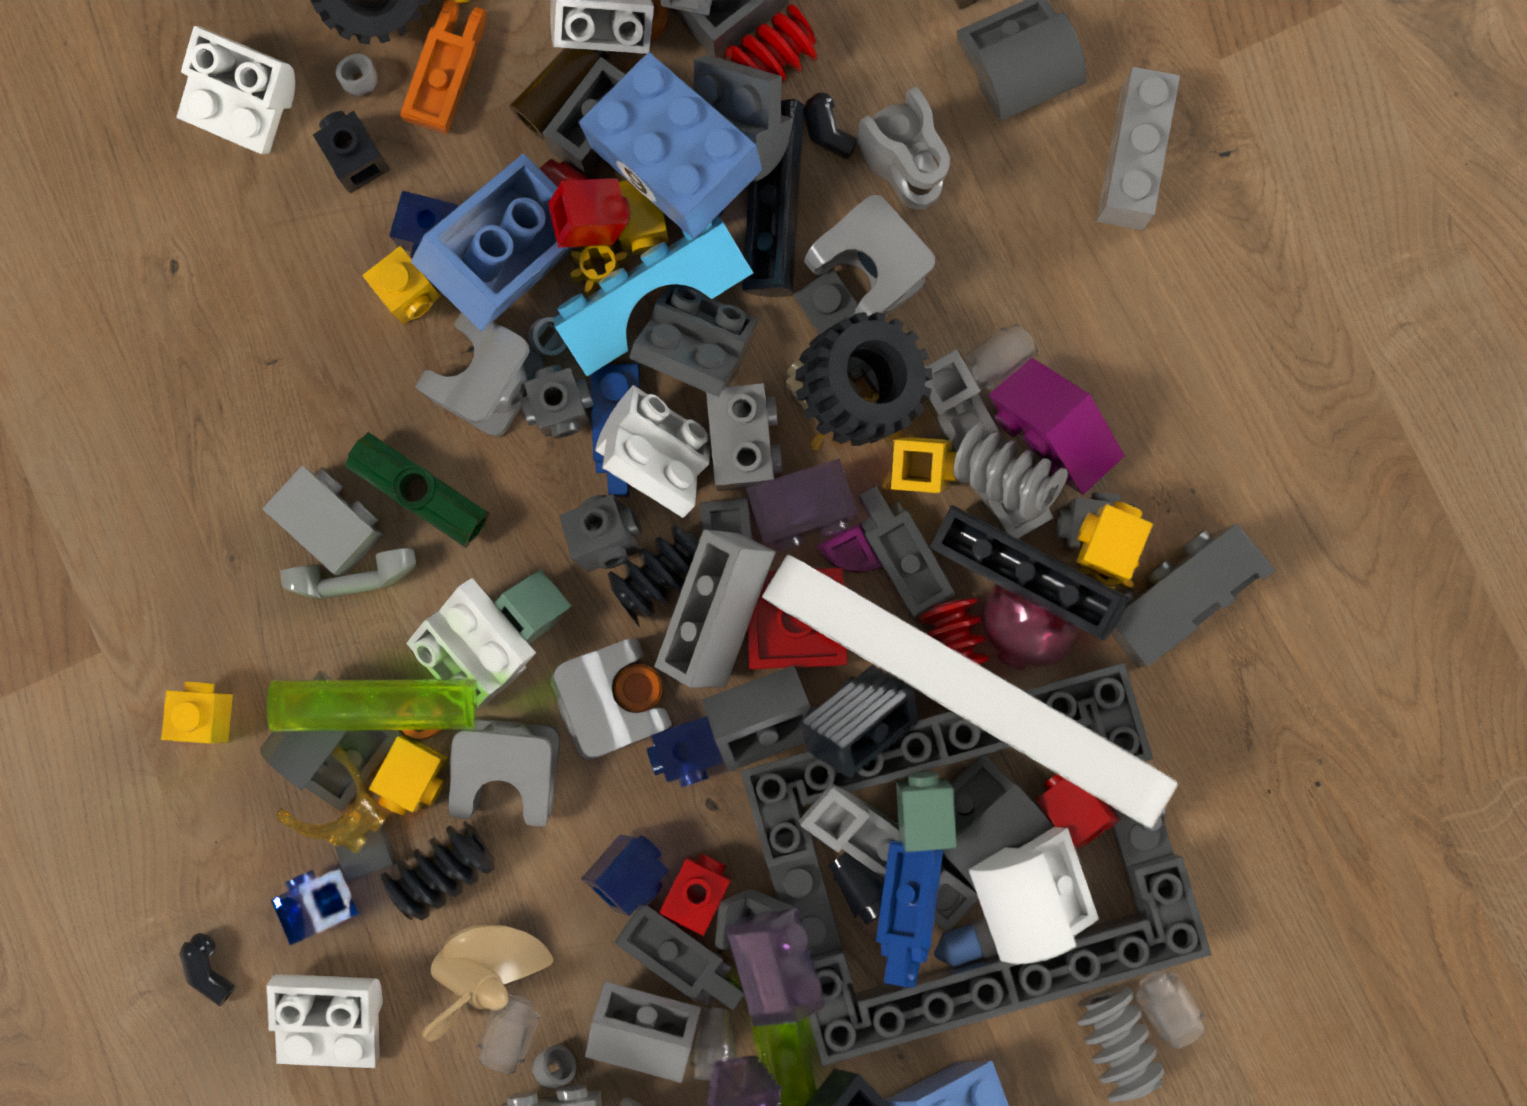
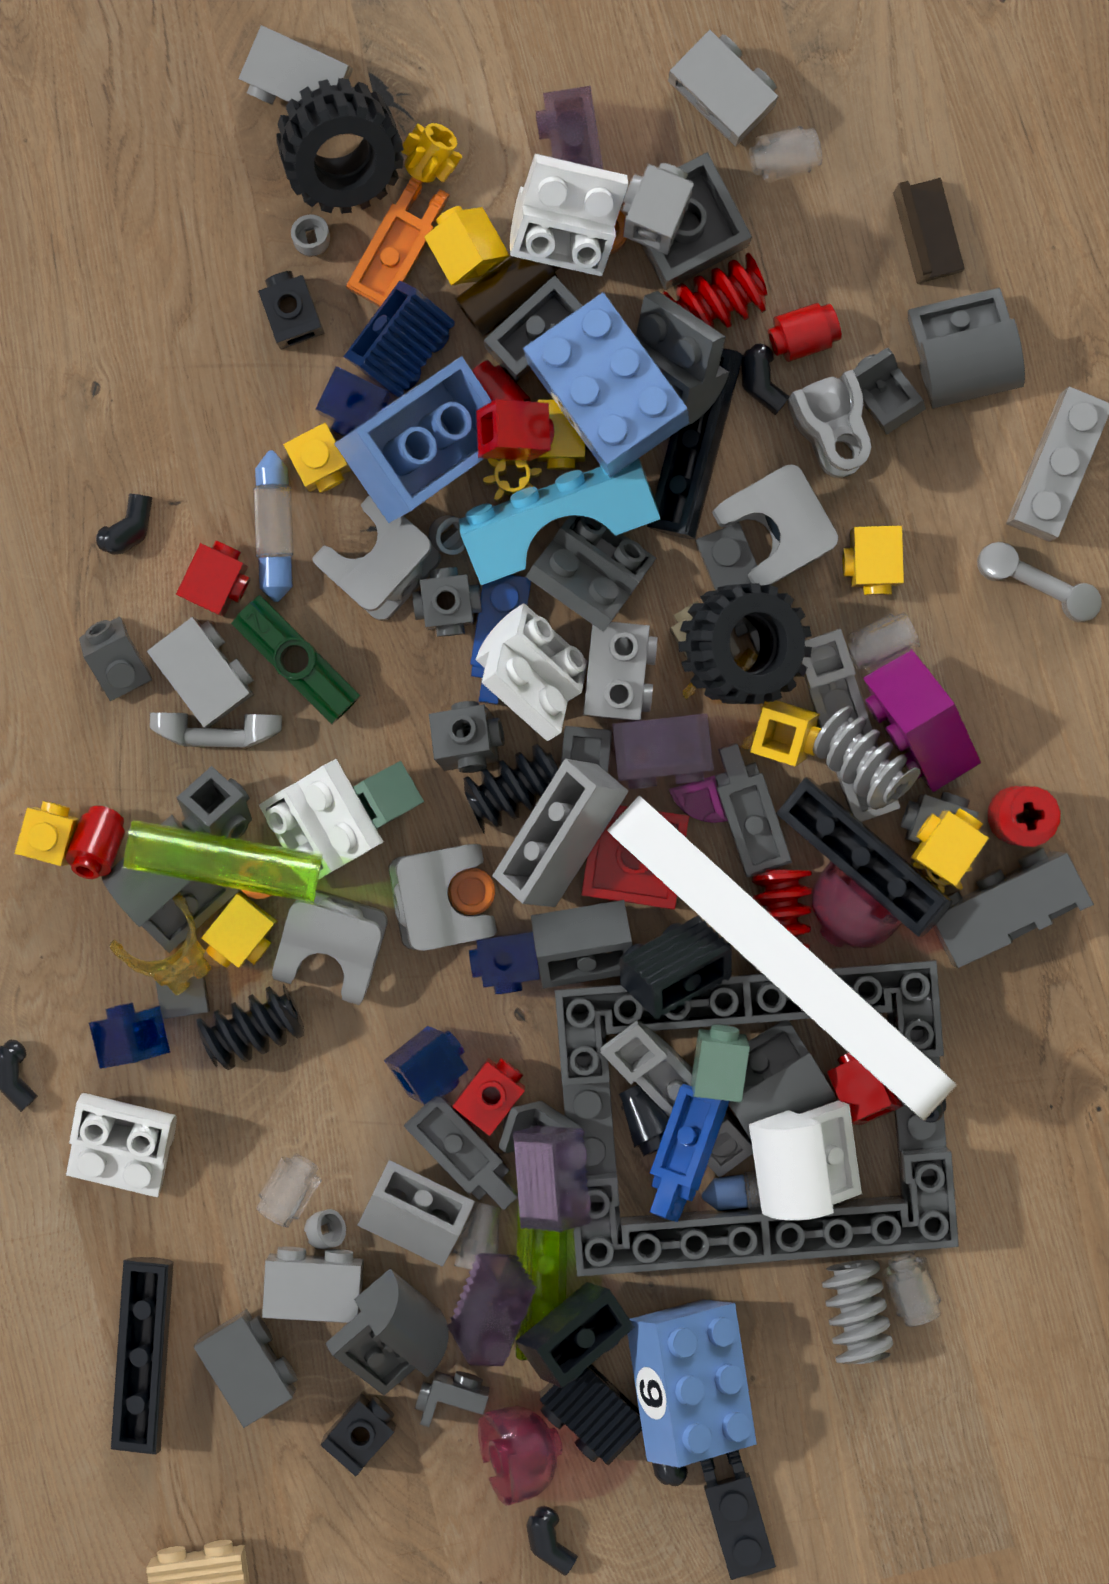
camera: 10 degrees right, 5 degrees up
(229, 396) = (128, 531): none -> black arm
(234, 90) = (188, 230): white brick -> none
(234, 525) = (113, 658): none -> dark grey bracket
(244, 714) = (95, 842): none -> red brick
(320, 425) = (214, 578): none -> red brick
(359, 650) = (215, 806): none -> dark grey brick
(372, 364) = (273, 526): none -> piece
(462, 152) = (400, 339): none -> dark blue brick
(478, 965) = (276, 1120): tan piece -> none
(510, 51) = (466, 244): none -> yellow brick
(860, 71) = (804, 331): none -> red brick
(956, 115) = (887, 391): none -> dark grey bracket
(975, 276) = (874, 559): none -> yellow brick
(1101, 254) = (1001, 560): none -> light grey bar
(1198, 490) = (1032, 831): none -> red piece

